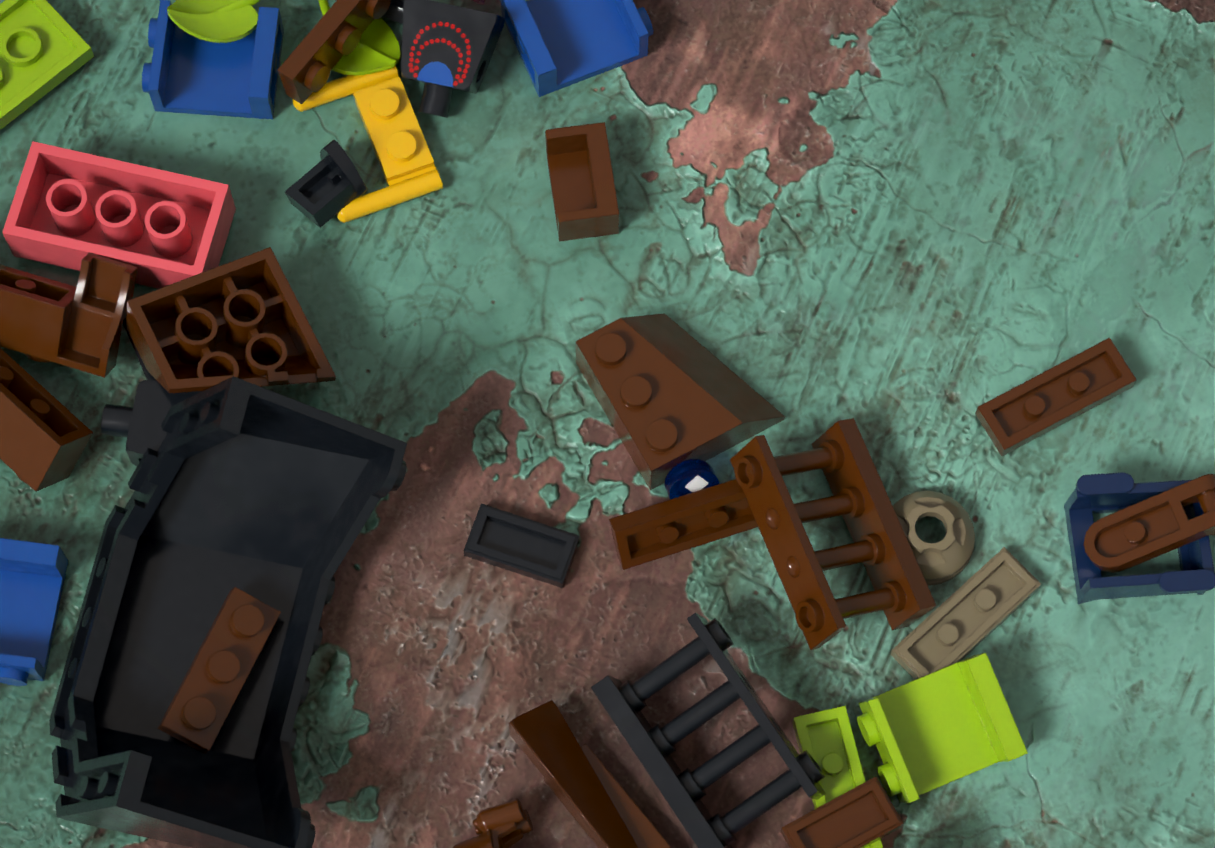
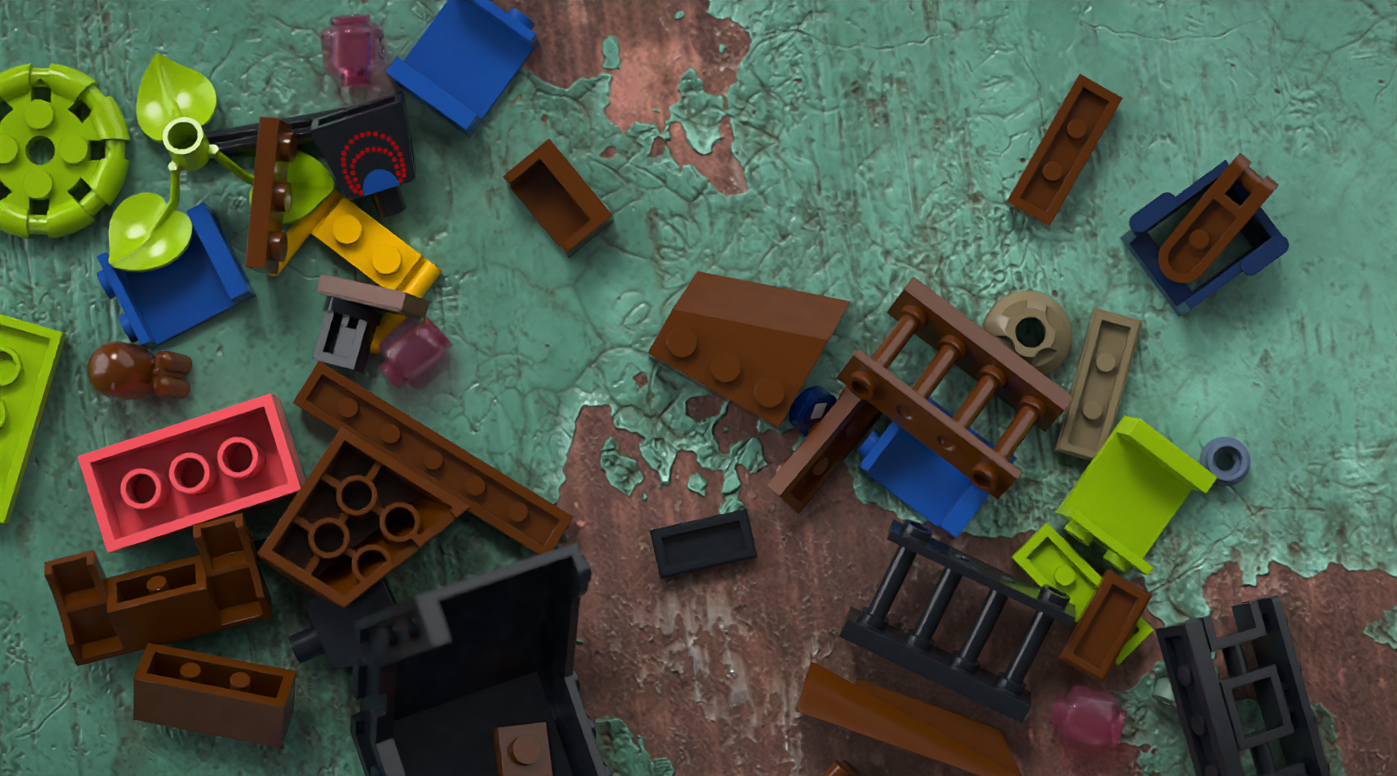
camera: 30 degrees left, 15 degrees up
(126, 111) = (132, 371): none -> reddish brown piece
(359, 381) = (485, 489): none -> reddish brown plate
(372, 165) = (373, 296): none -> tile
(374, 236) = (415, 353): none -> clear pink head
(756, 602) = (922, 477): none -> blue panel
(1058, 745) = (1238, 454): none -> sand blue plate

